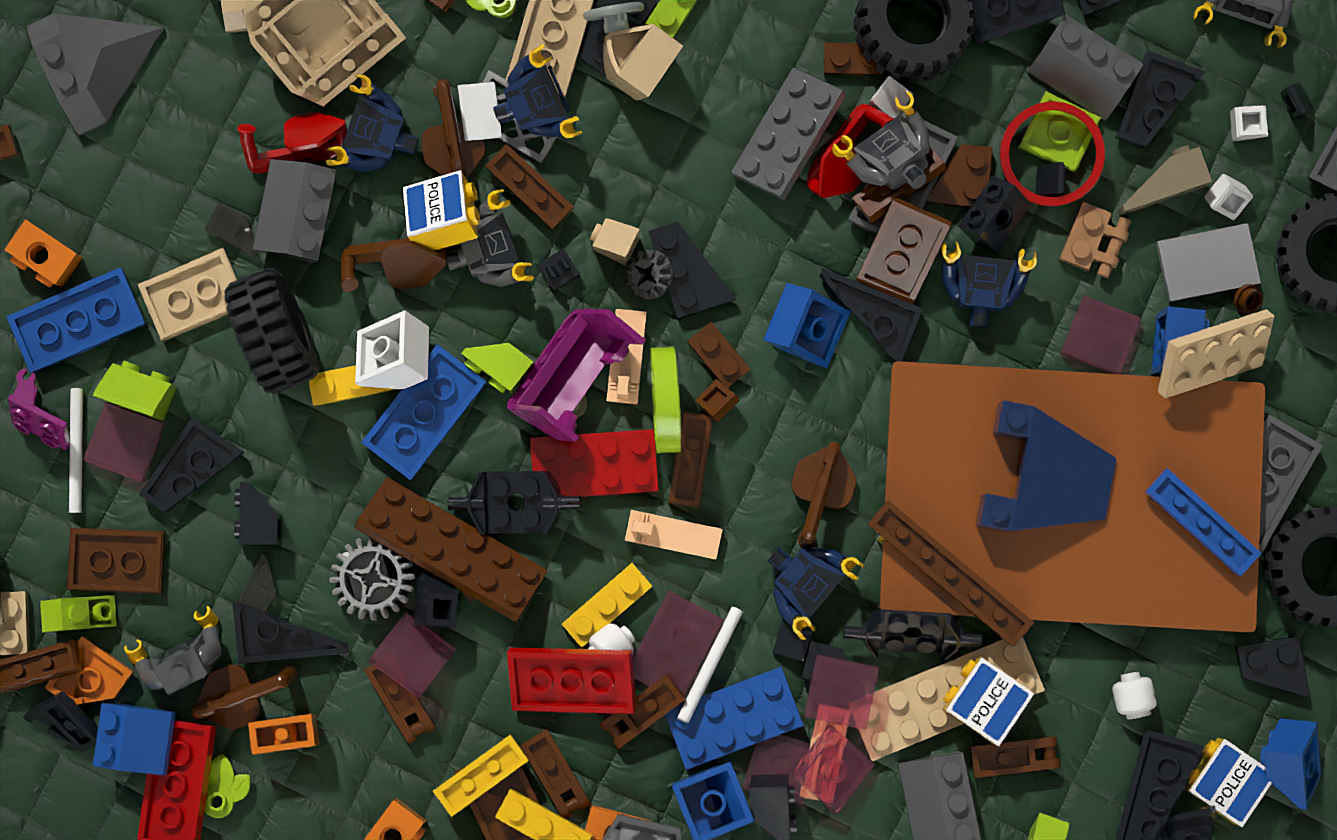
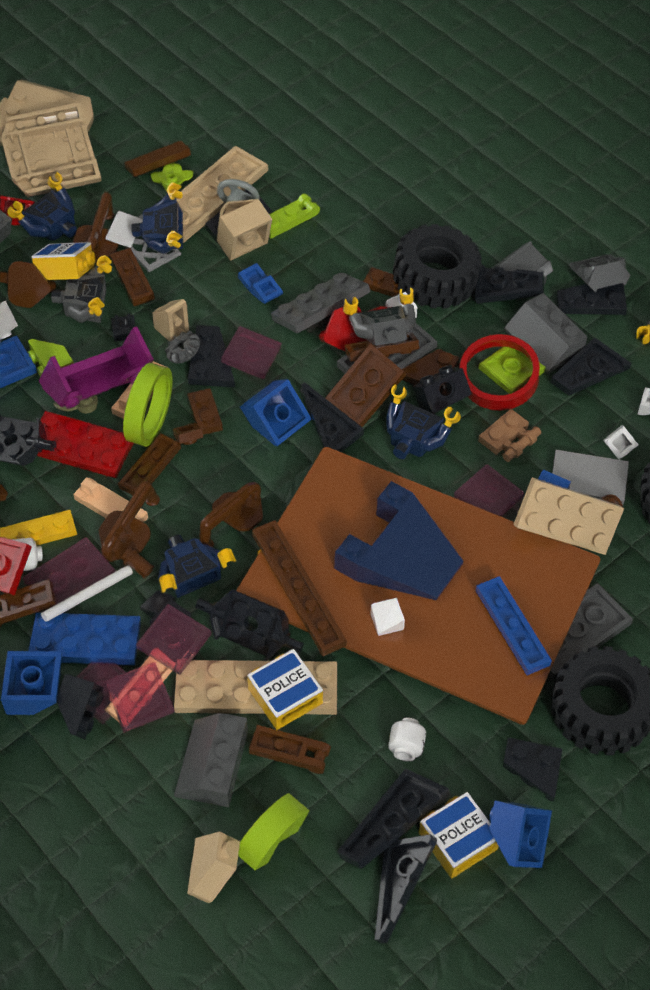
camera: 25 degrees right, 30 degrees down
(695, 129) = (259, 284): none -> blue slope
(709, 568) = (123, 530): none -> reddish brown piece
(737, 246) = (251, 352): none -> clear pink tile
(745, 601) = (137, 562): none -> reddish brown pin
(1050, 179) = (496, 385): black slope -> none
(1063, 570) = (387, 616): none -> white slope
(1176, 176) = (581, 415): dark tan slope -> none

